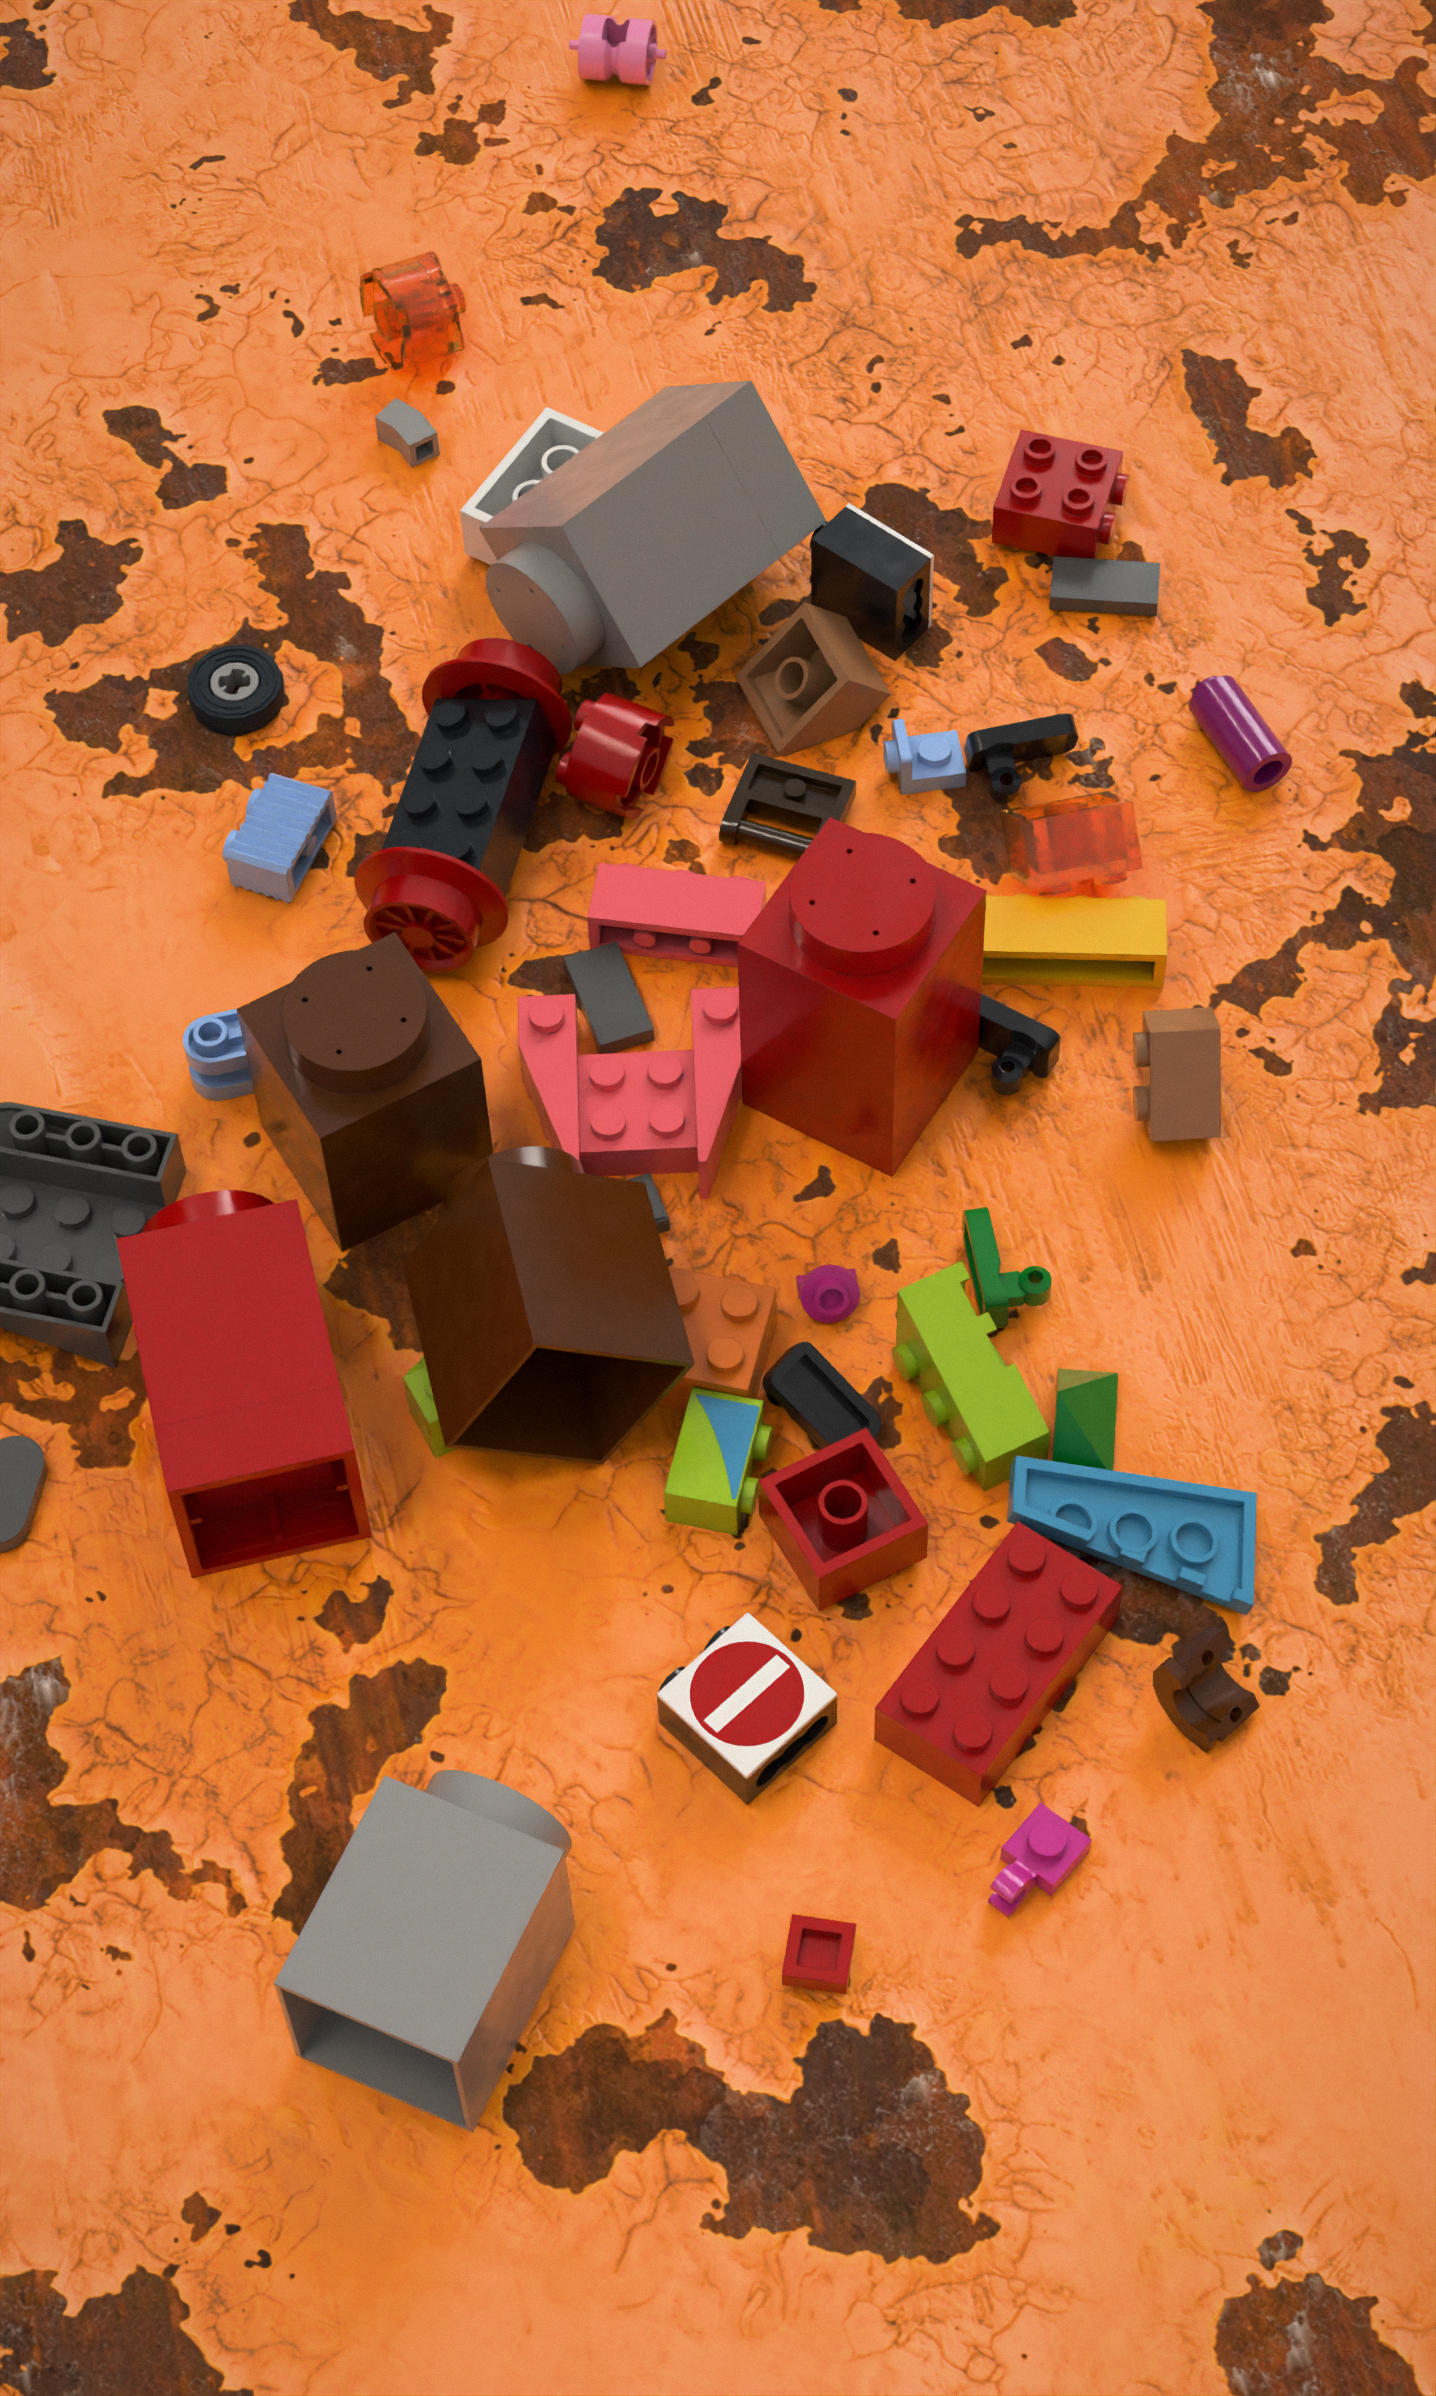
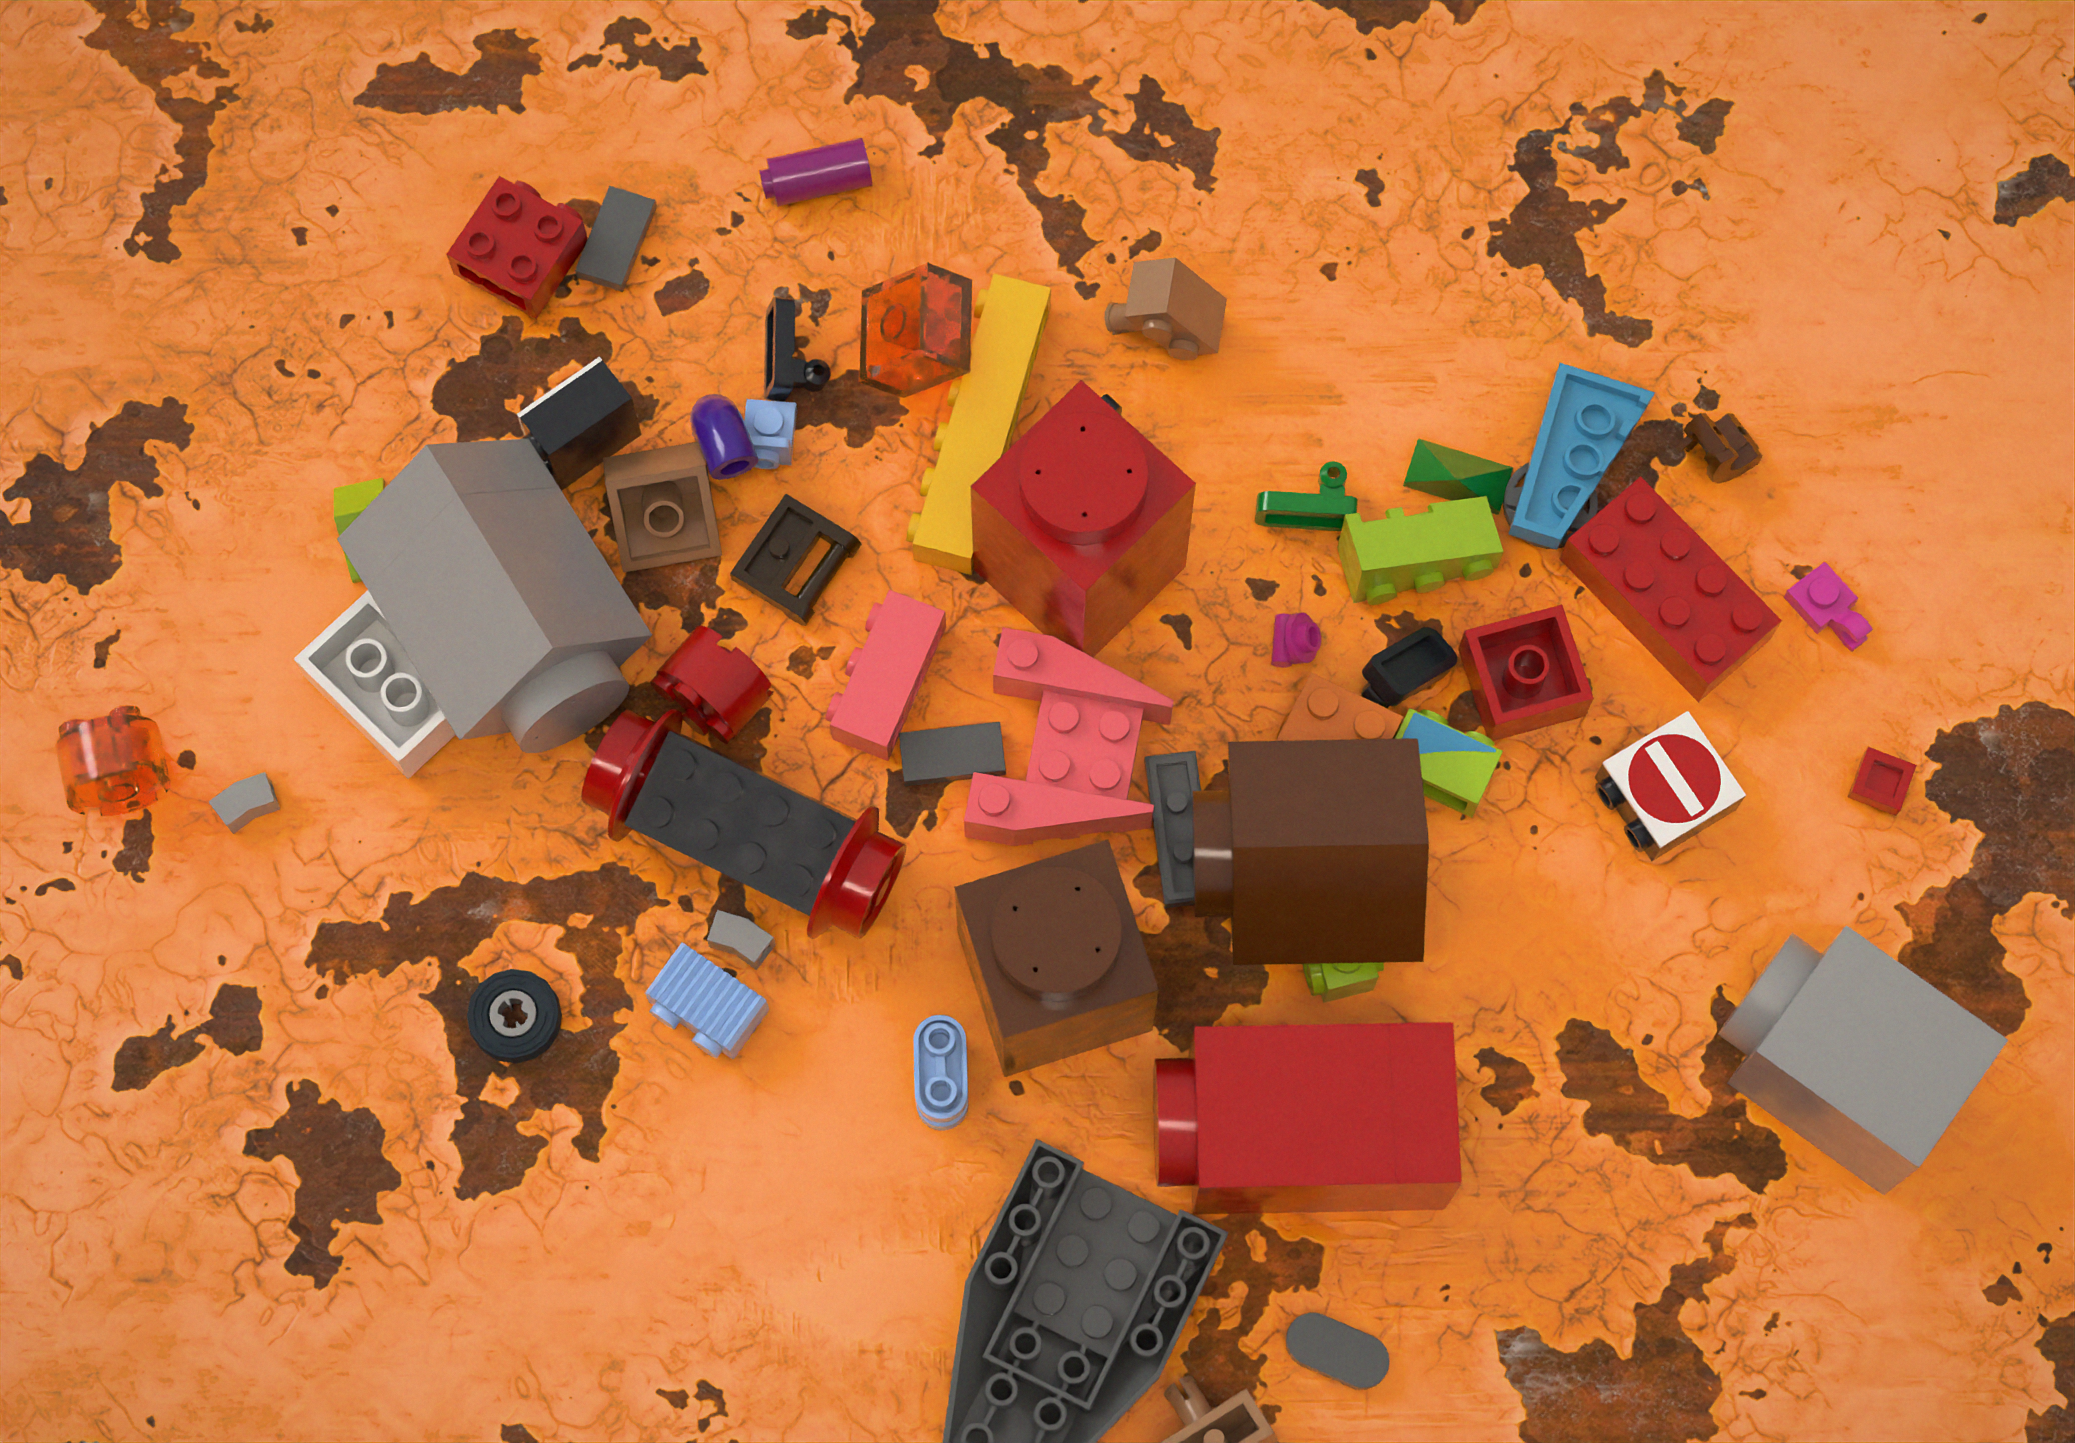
camera: 80 degrees left, 15 degrees up
(358, 841) = (740, 938): none -> light grey piece
(897, 693) = (722, 437): none -> dark purple cylinder

